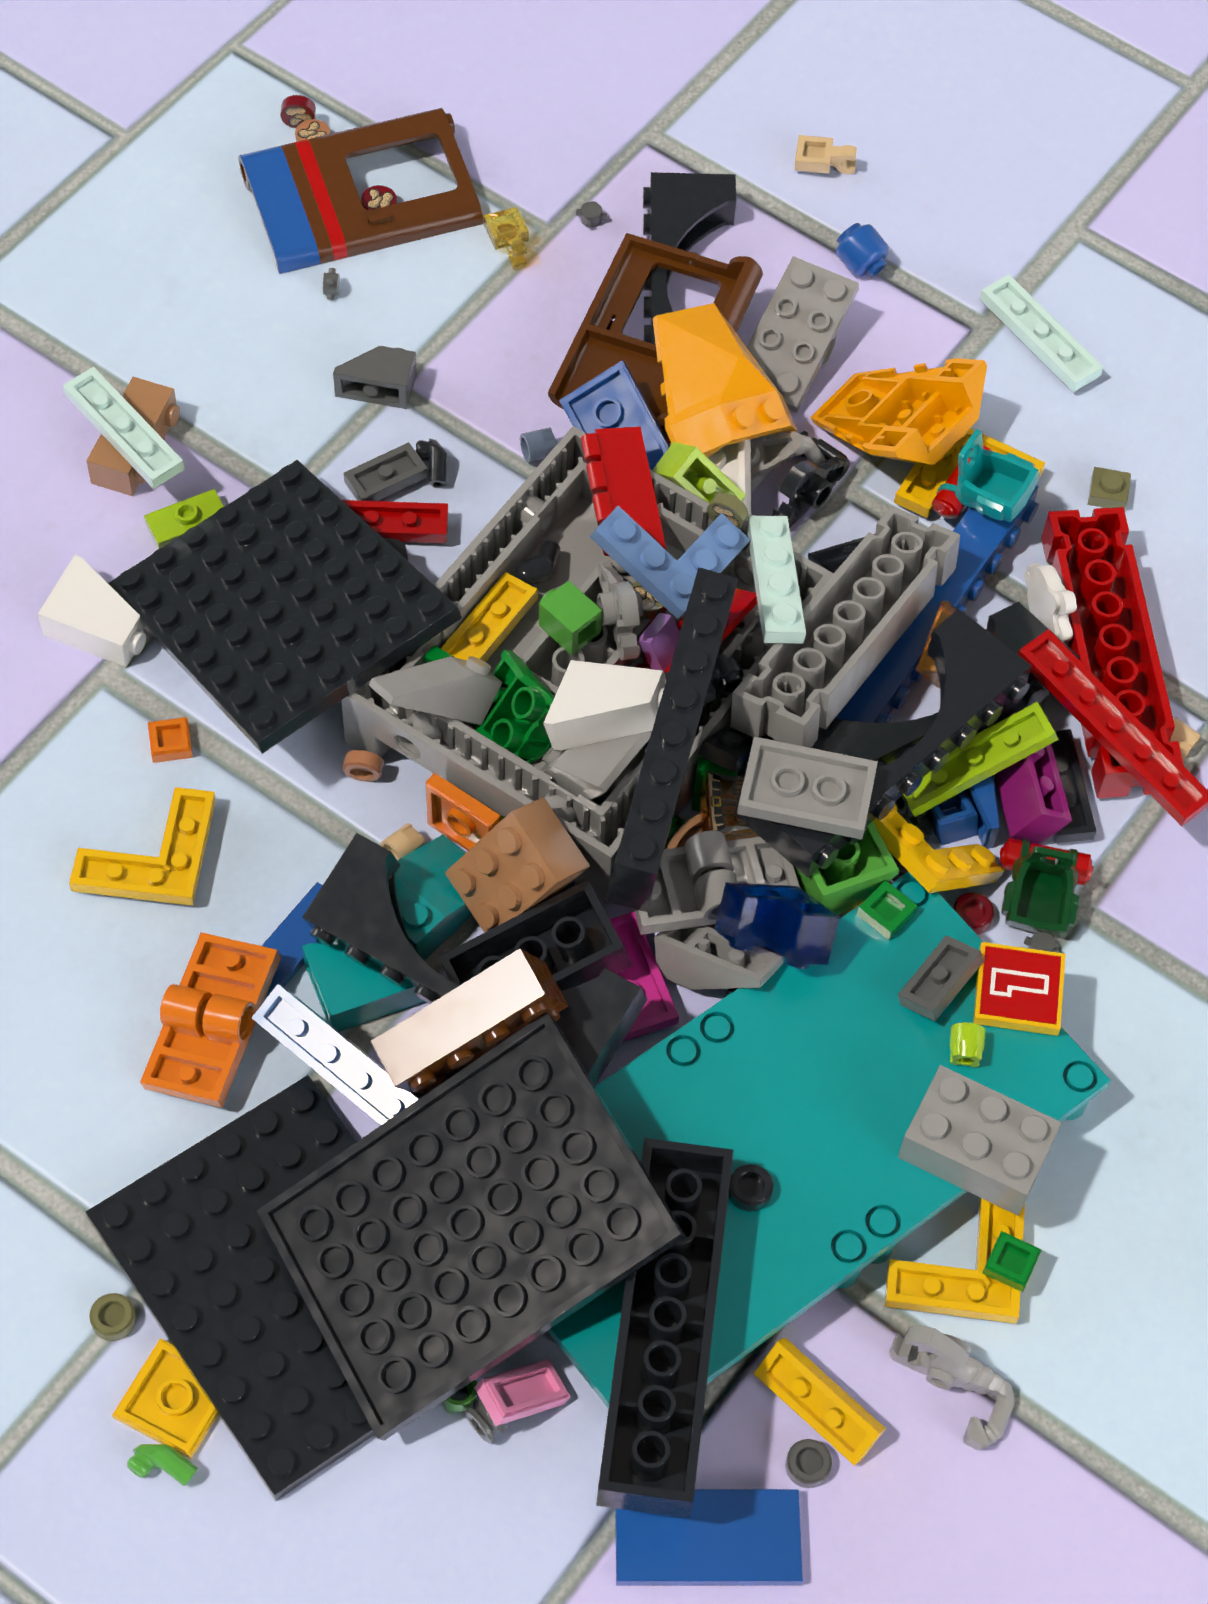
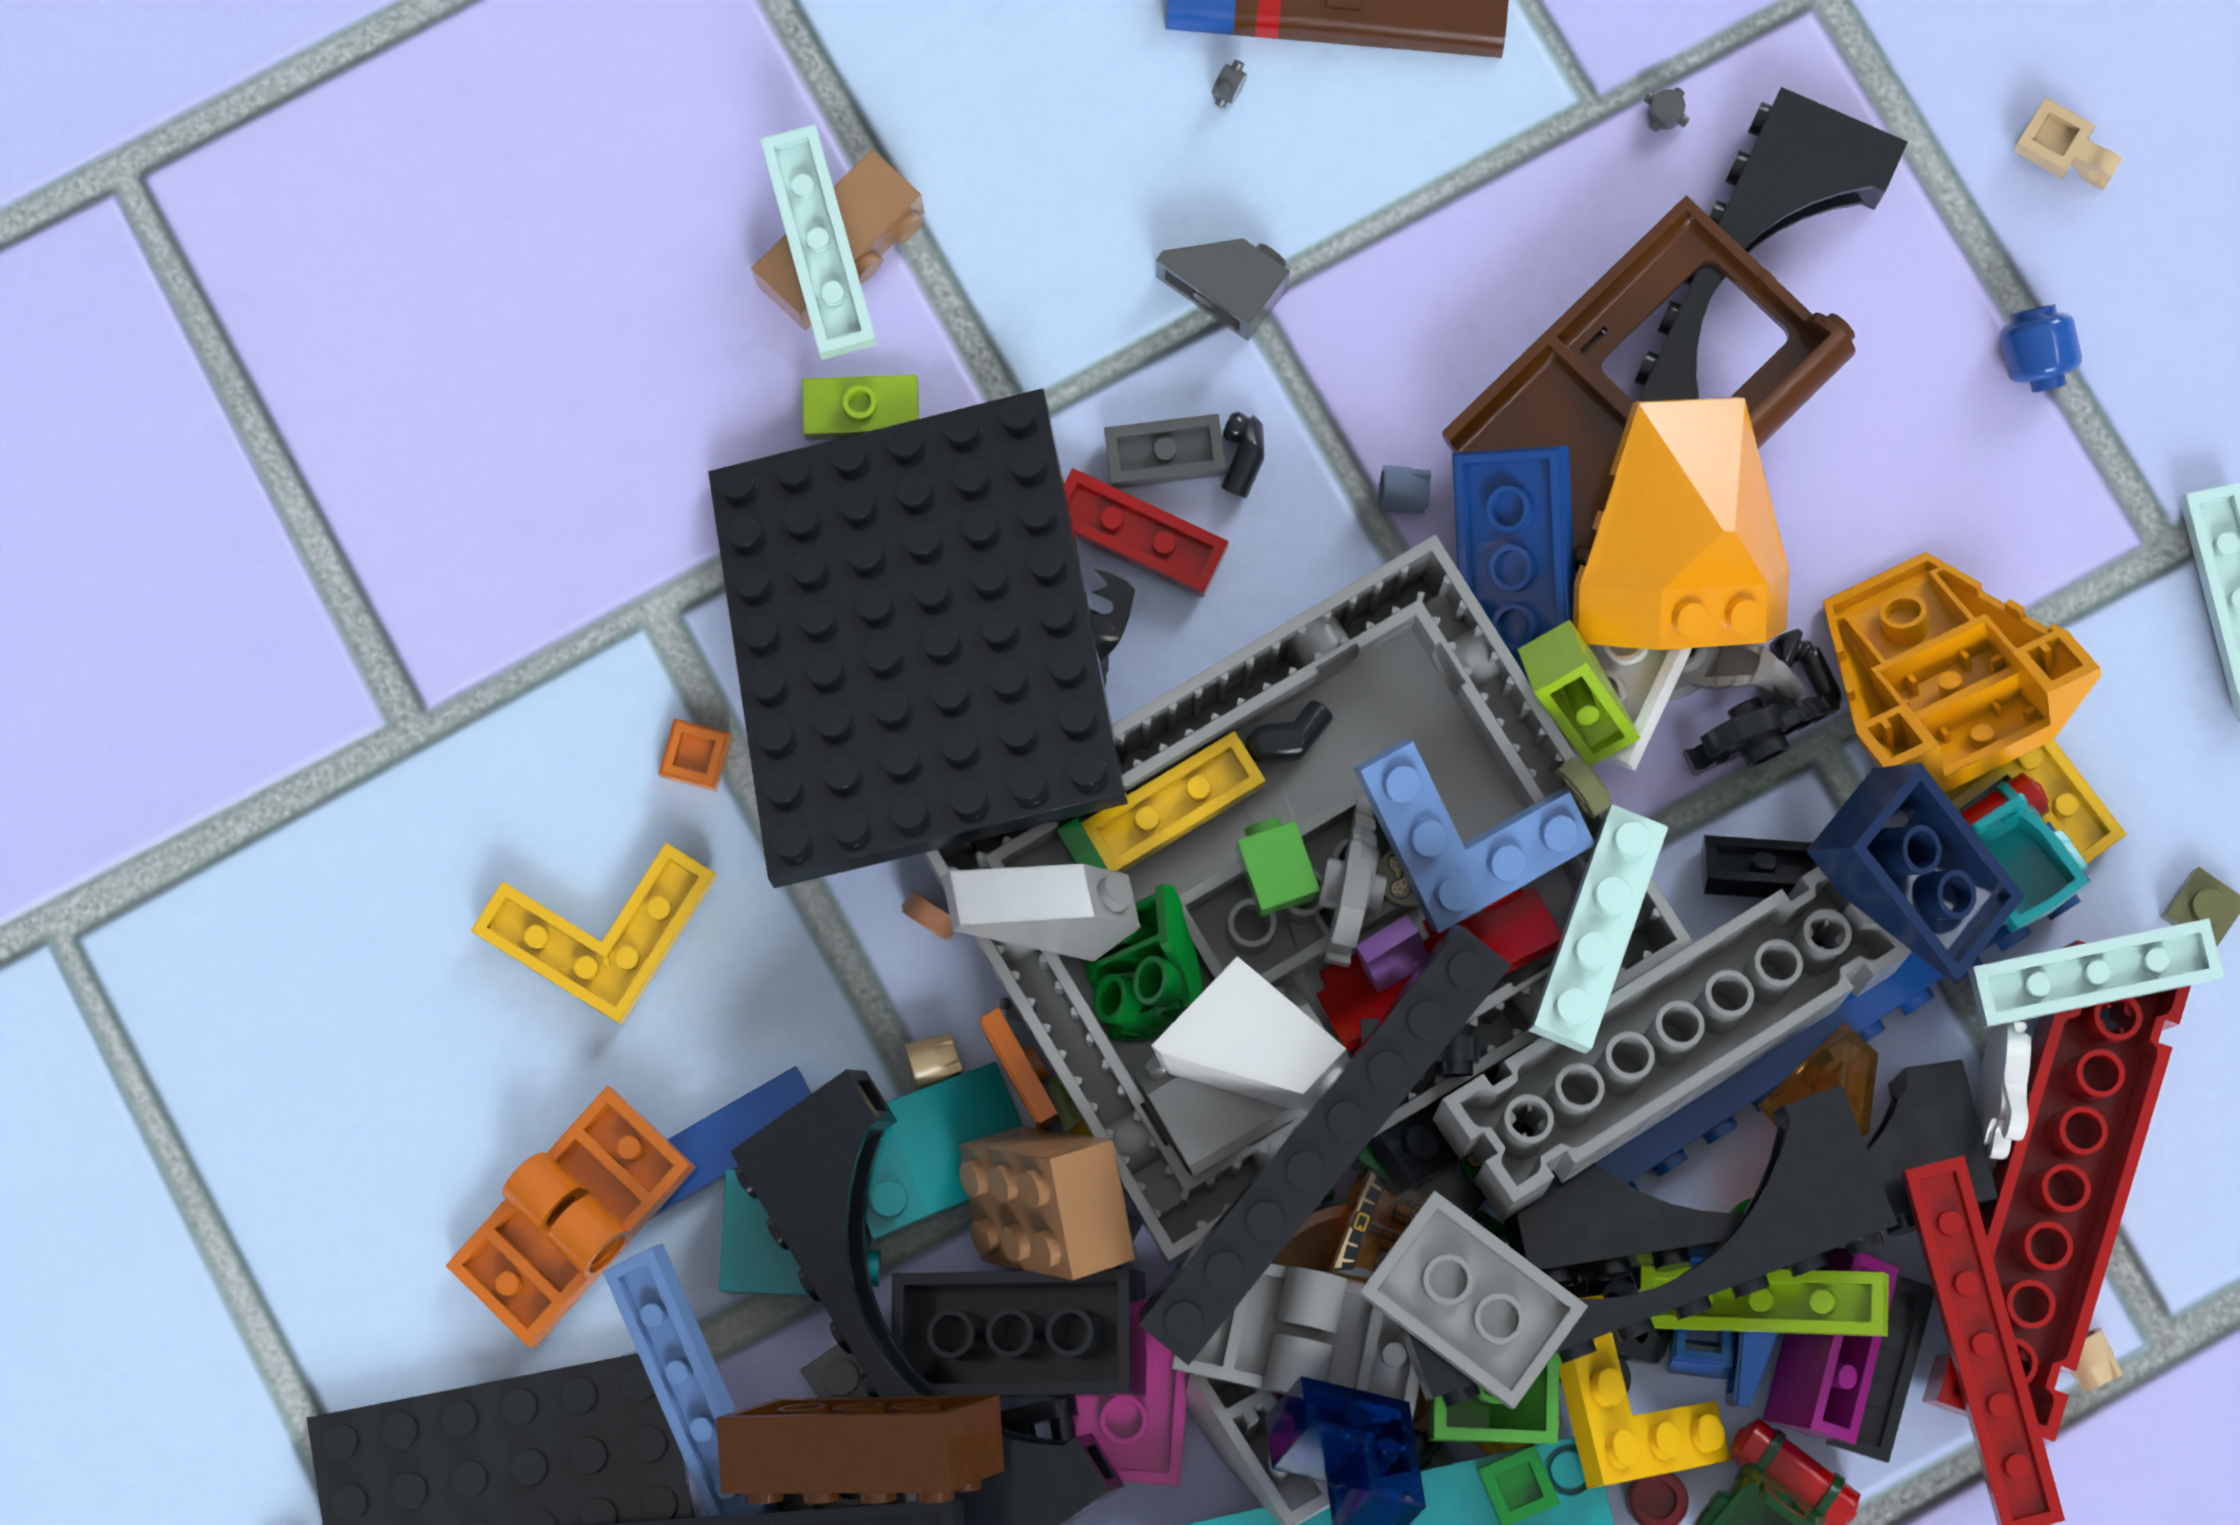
camera: 30 degrees right, 20 degrees up
(91, 616) = (665, 517): white slope -> none
(508, 230) = (1526, 95): clear yellow plate -> none
(622, 477) = (1465, 675): red windscreen -> none
(801, 327) = (1868, 458): light grey plate -> none
(938, 489) = (1916, 868): none -> dark blue slope
(1068, 518) = (2095, 973): none -> light aqua plate

